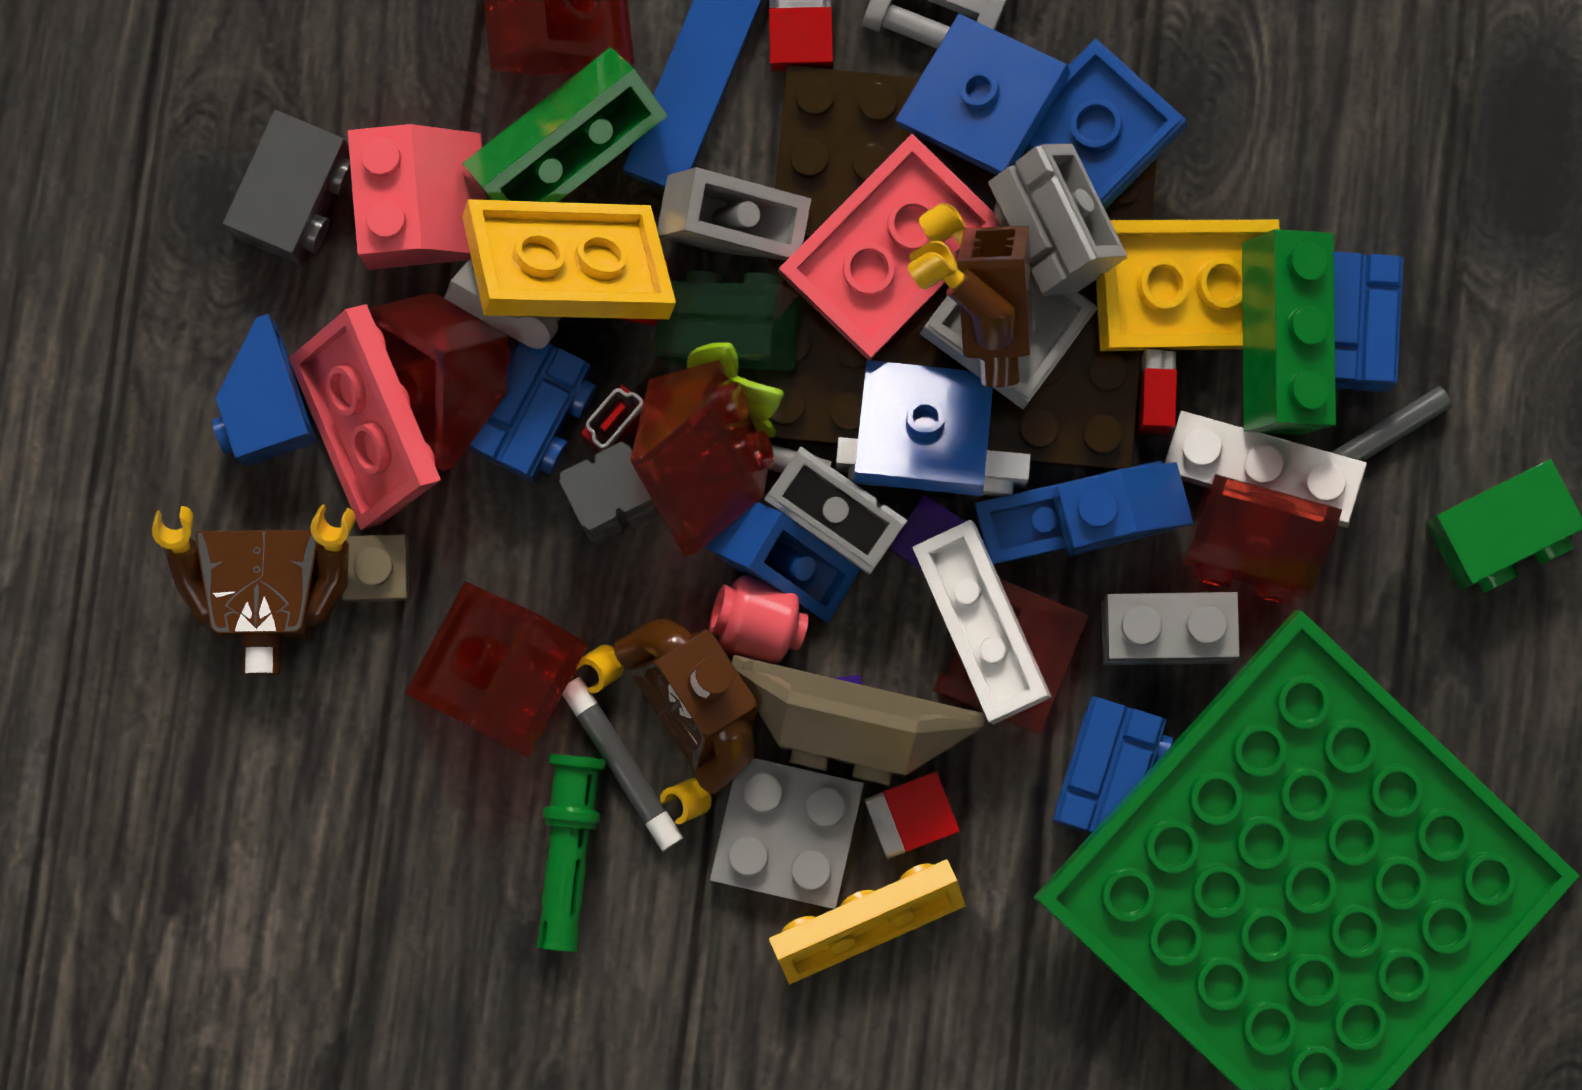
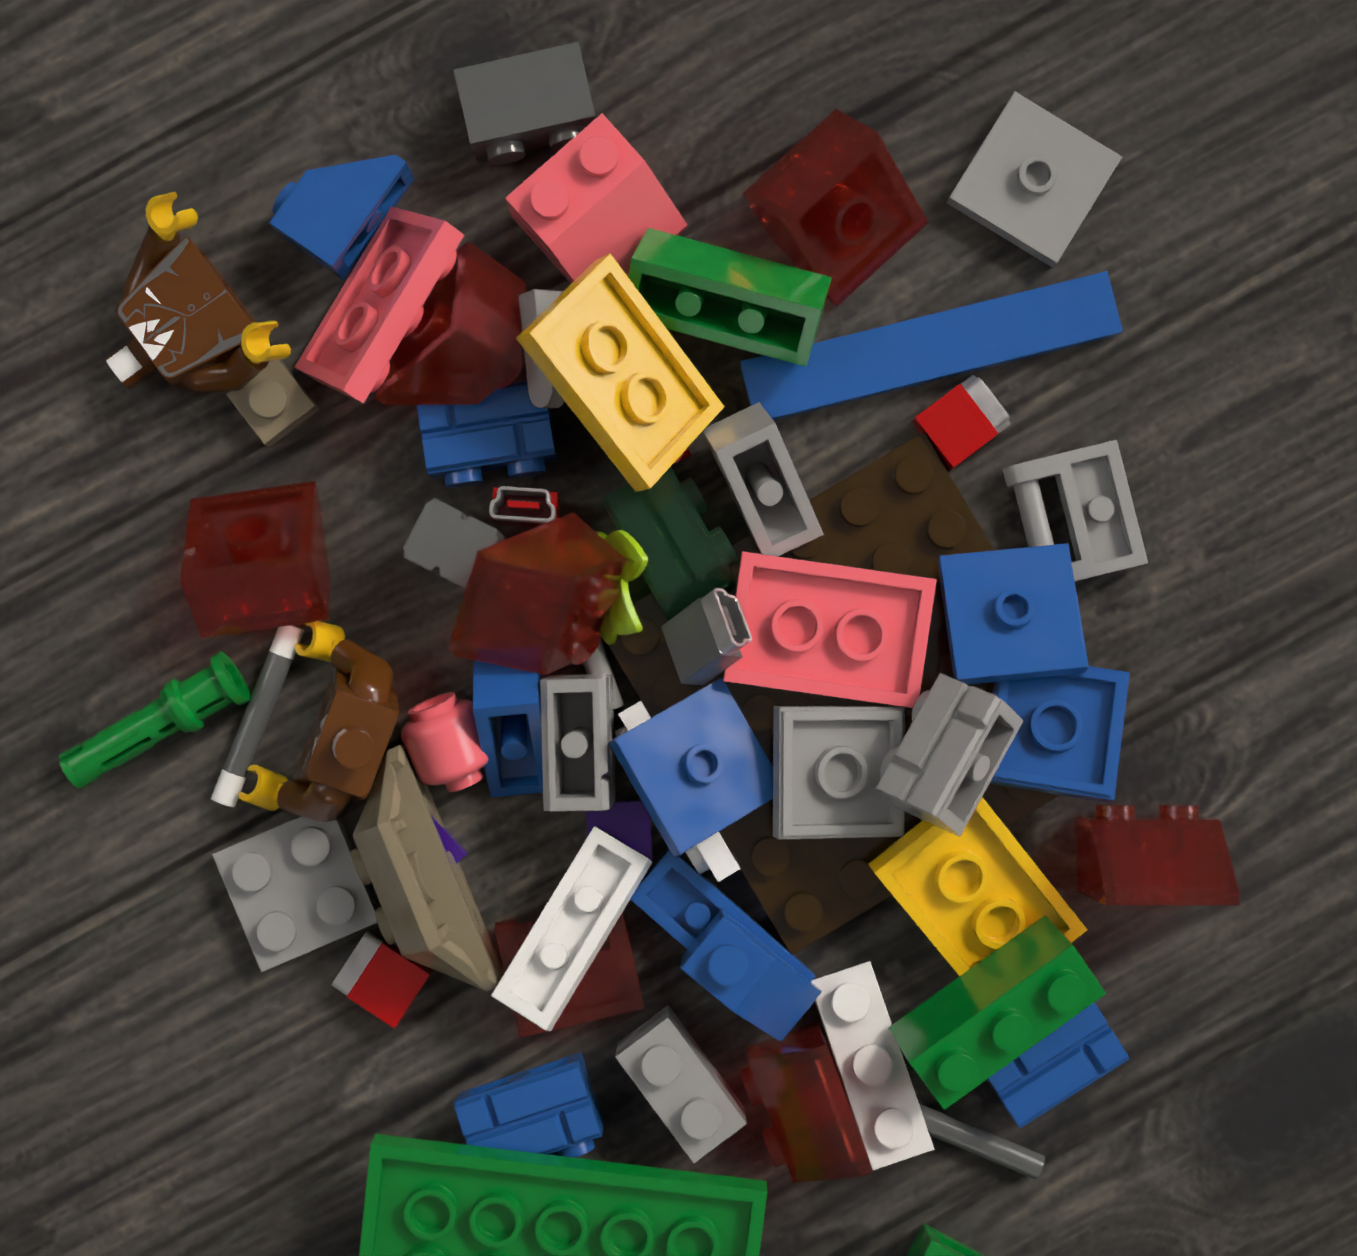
camera: 50 degrees right, 5 degrees up
(826, 345) = (707, 637): none -> dark grey piece
(867, 920) = (268, 1003): yellow plate -> none
(988, 286) = (845, 747): reddish brown torso -> none
(1157, 393) = (869, 932): red piece -> none
(1255, 126) = (1154, 858): none -> clear red slope

